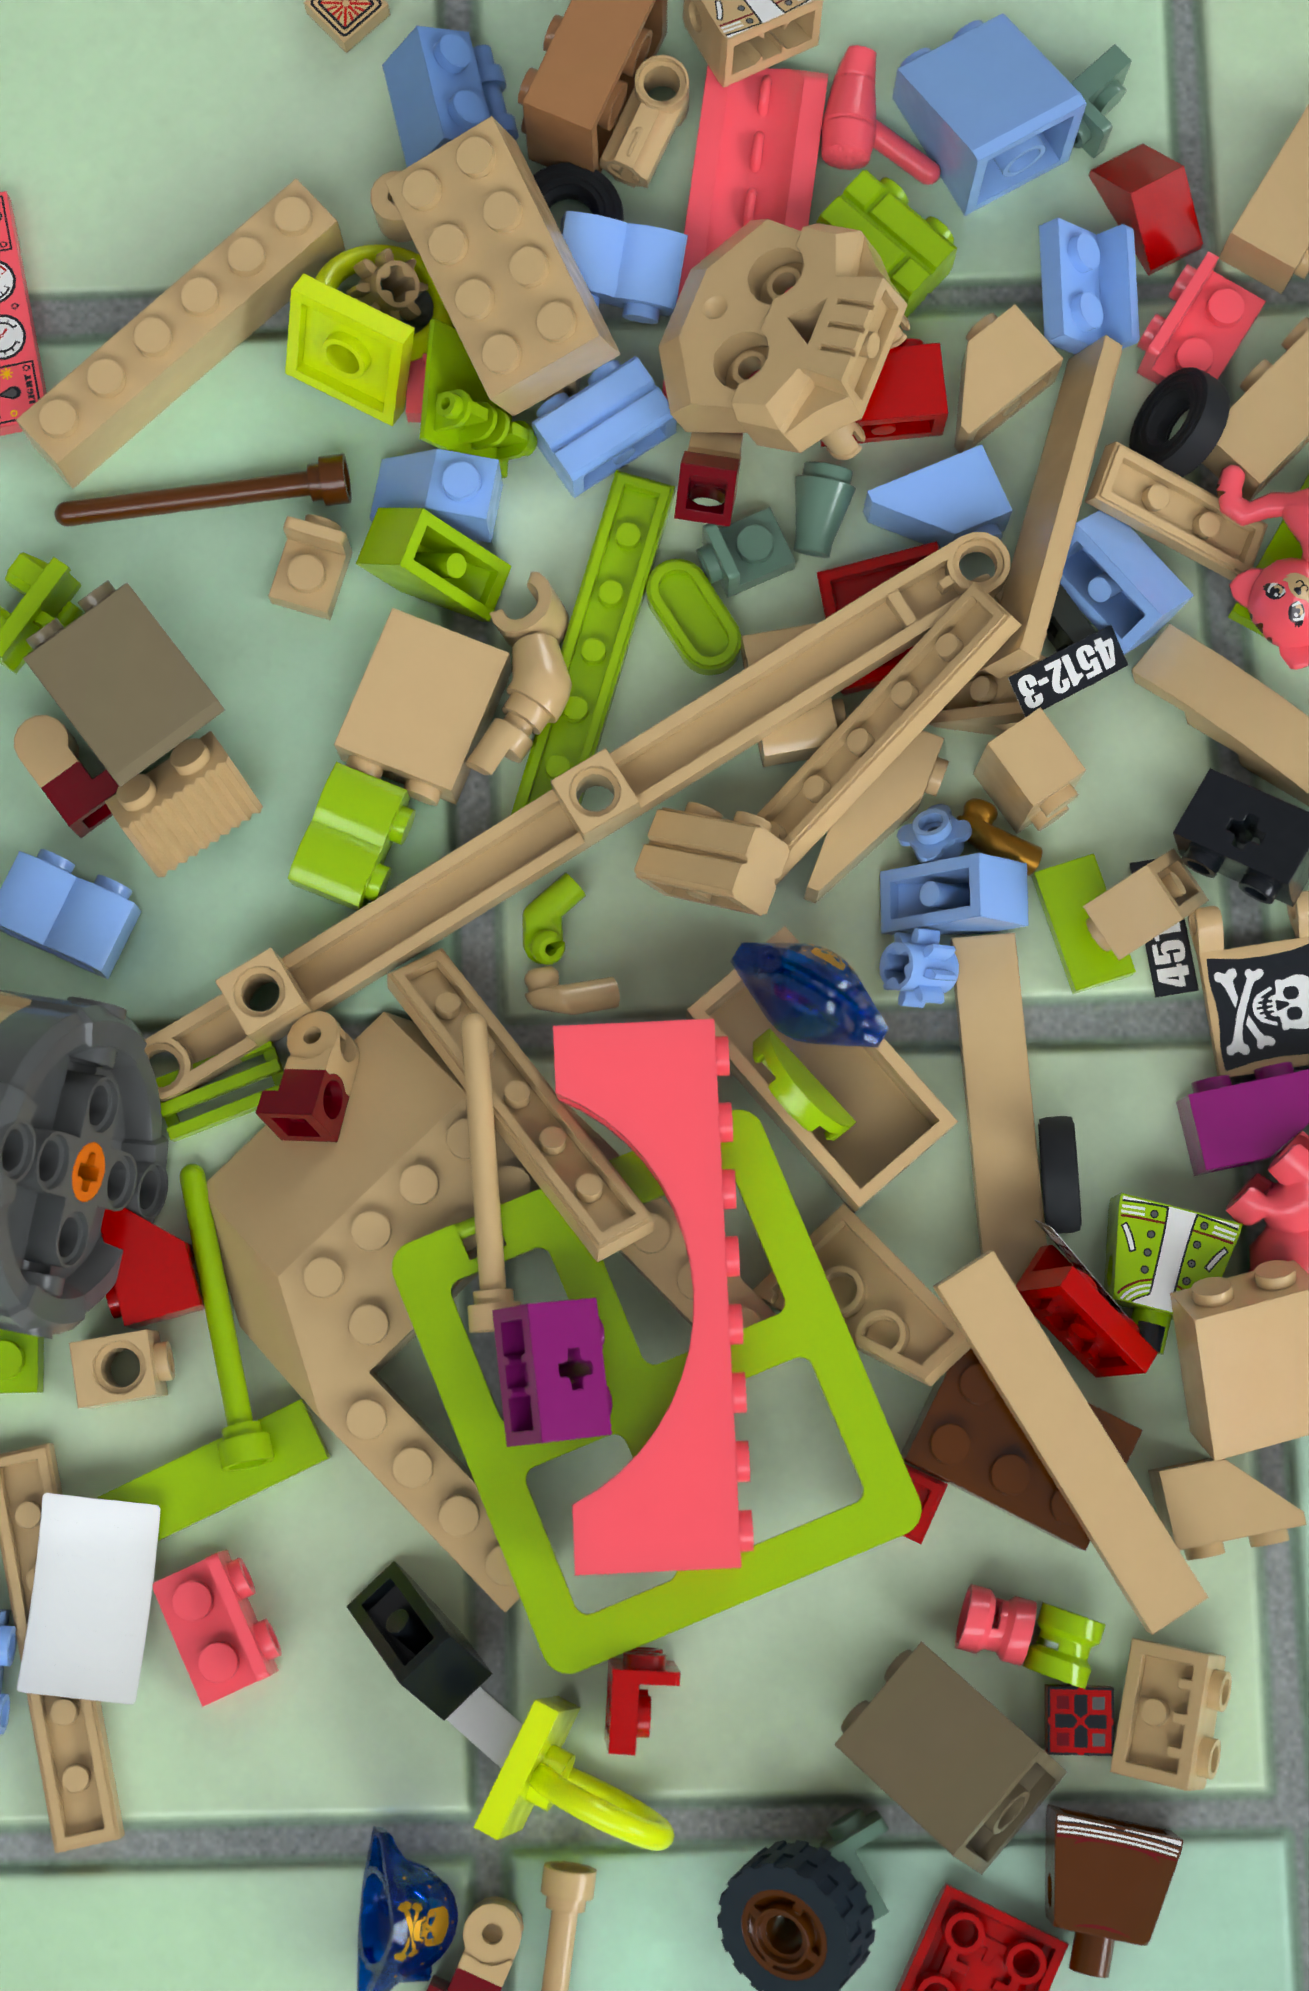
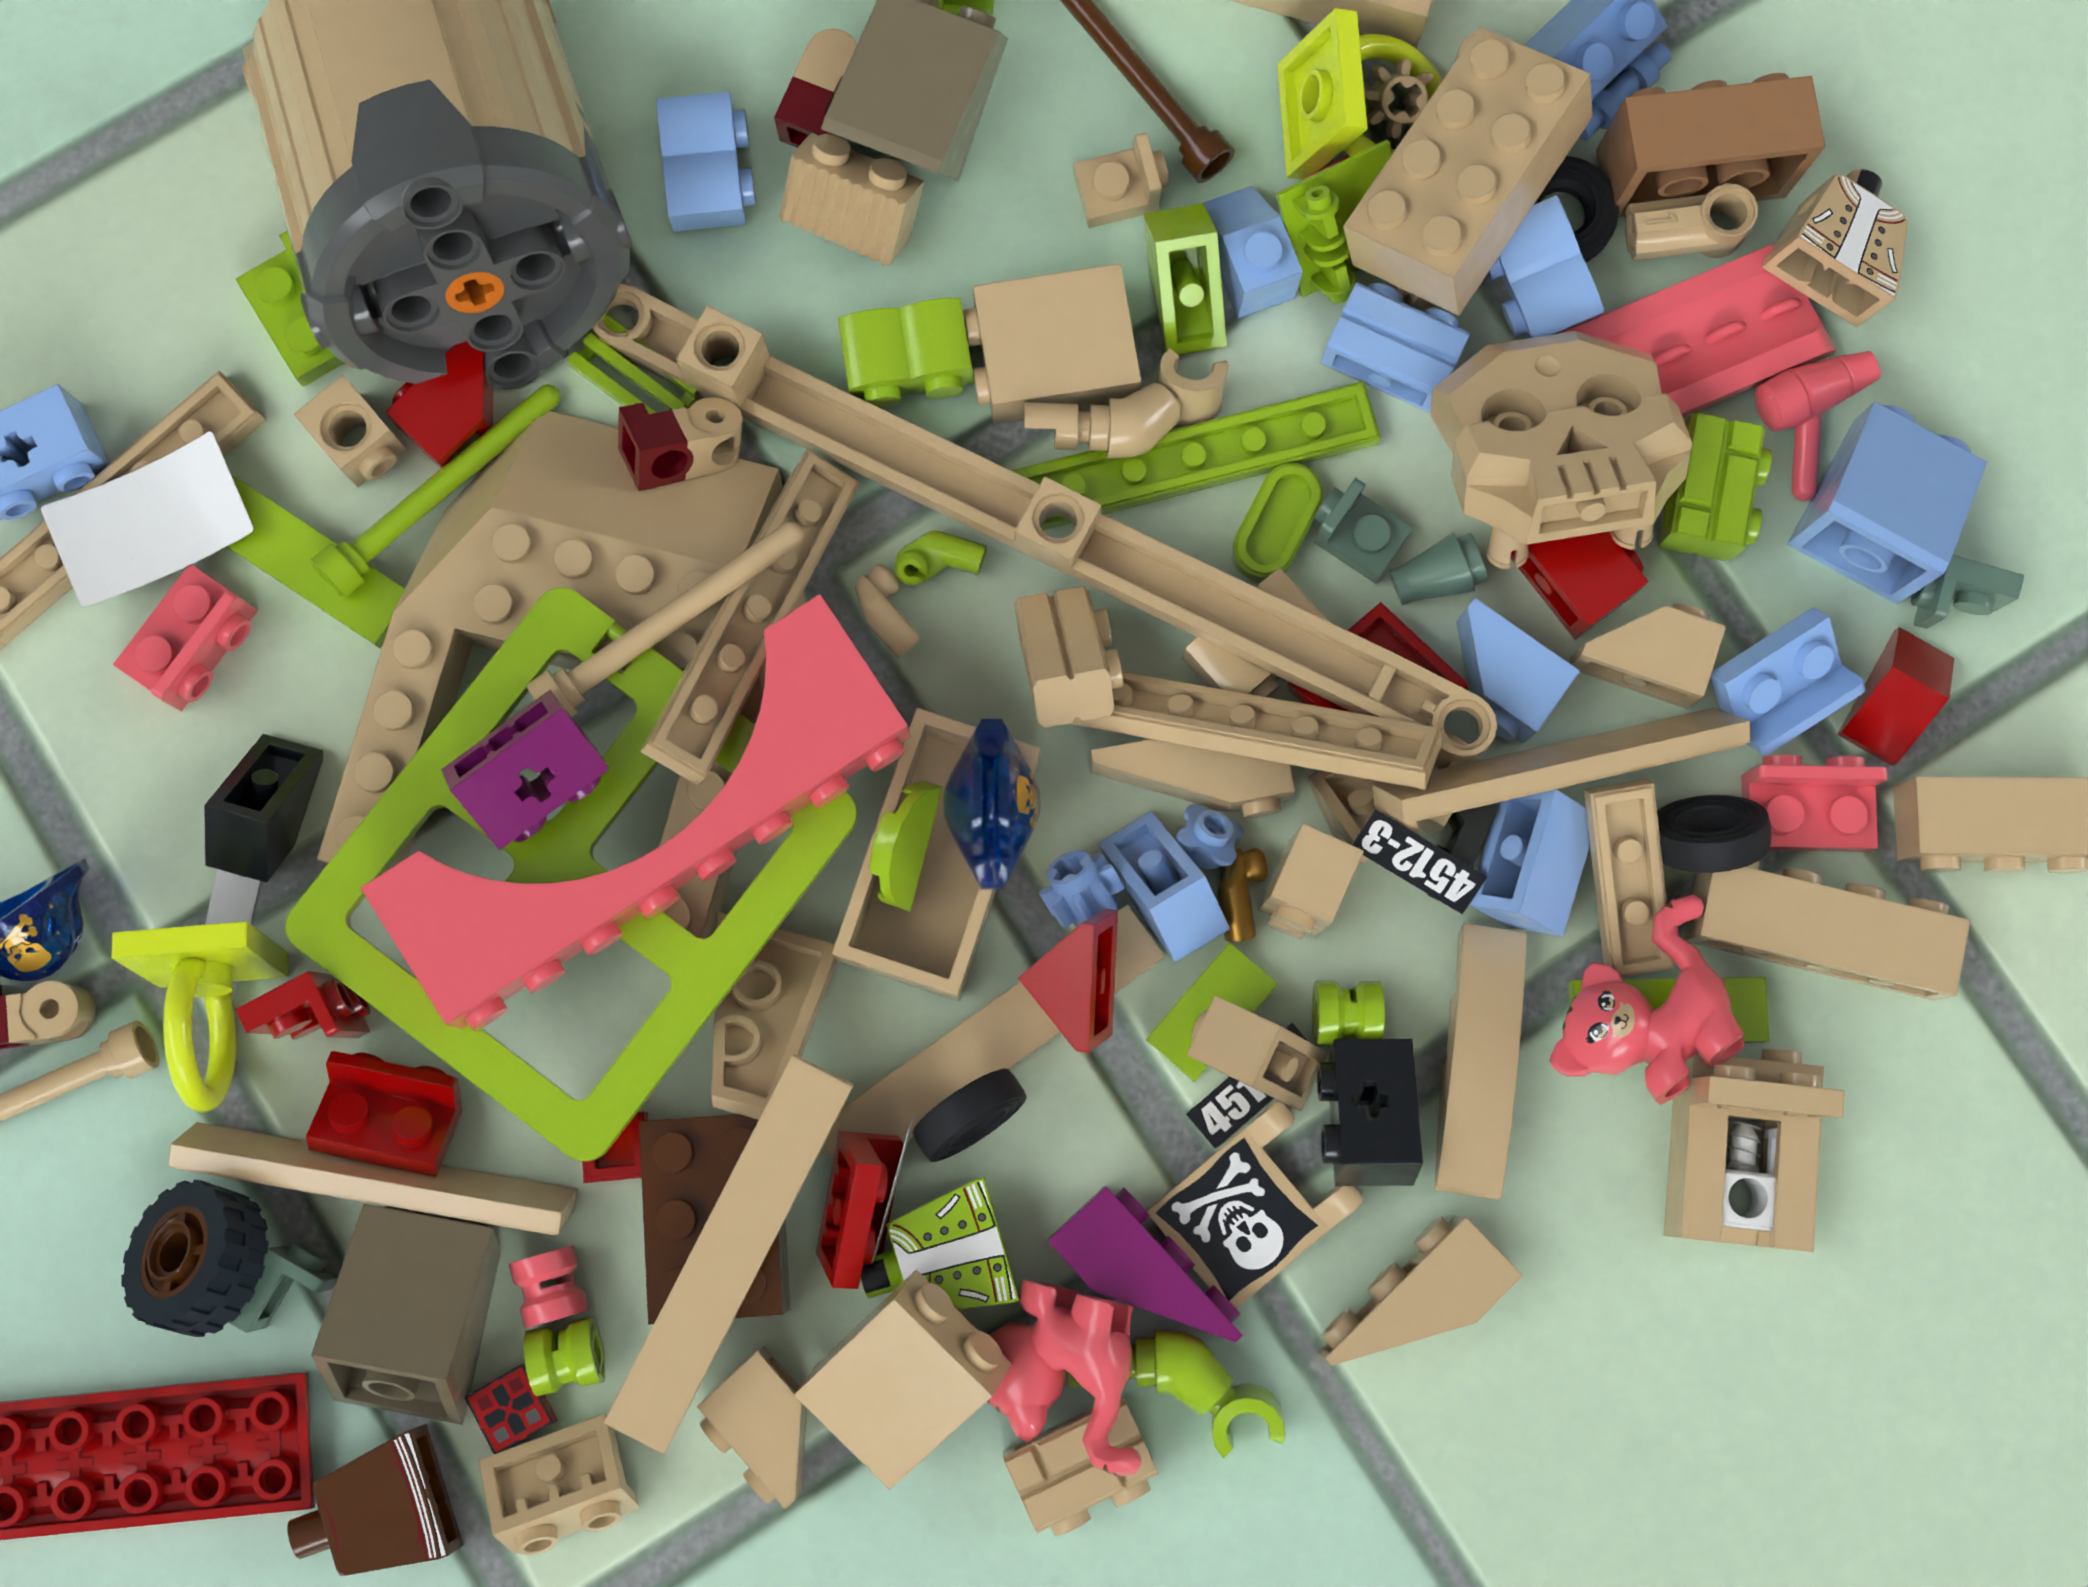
camera: 55 degrees right, 0 degrees up
(712, 472) = (1411, 454): dark red leg -> none
(761, 1683) = (386, 1113): none -> red bracket
(810, 1727) = (452, 1193): none -> tan tile
(998, 1016) = (1078, 982): none -> red slope
(1152, 810) = (1347, 1012): none -> lime wheel

